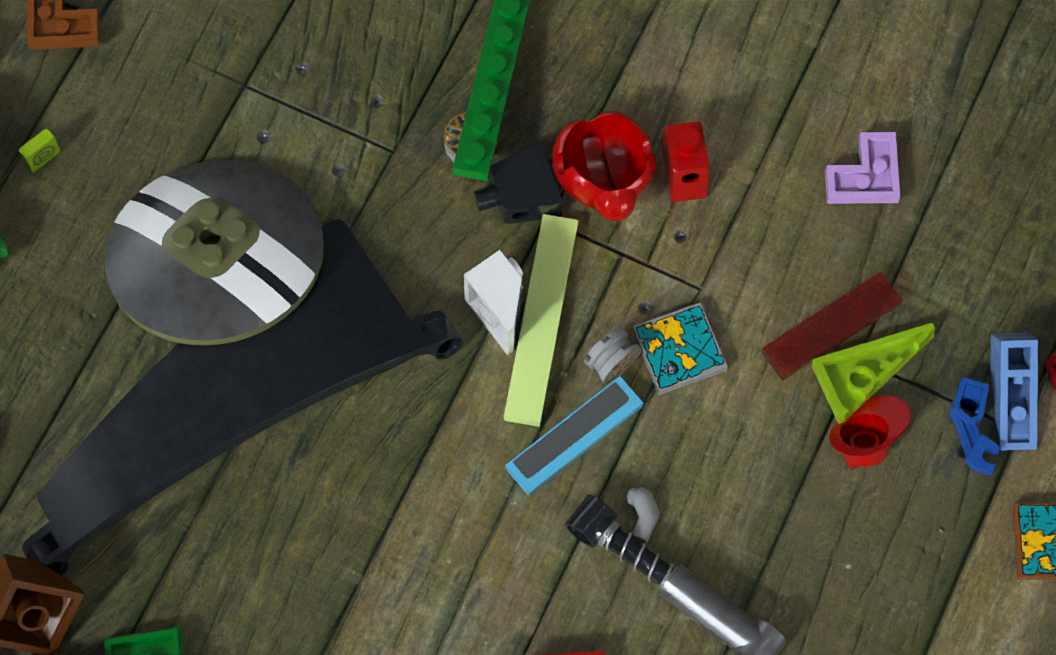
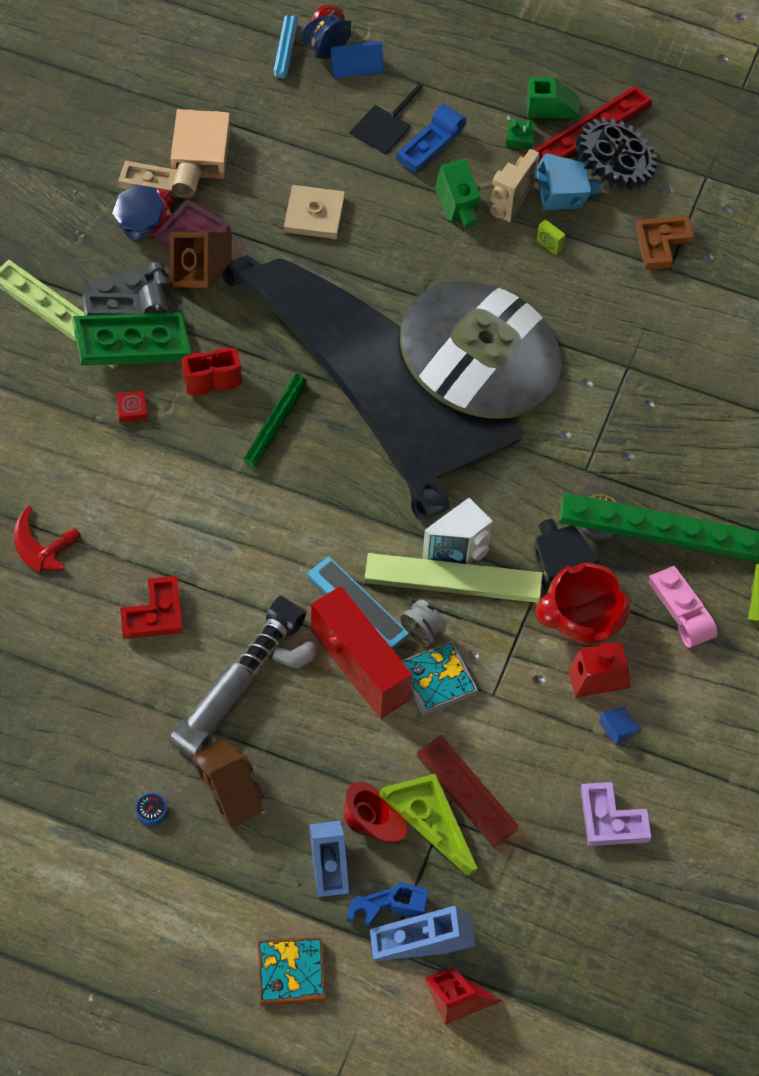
camera: 85 degrees right, 10 degrees down
(216, 591) = (211, 371): none -> red brick
(291, 522) = (275, 420): none -> green axle
(597, 61) = (693, 619): none -> bright pink plate
(657, 428) = (360, 652): none -> red brick
(747, 152) = (619, 724): none -> blue slope
(823, 598) = (229, 780): none -> reddish brown brick
(917, 487) = (329, 858): none -> medium blue slope

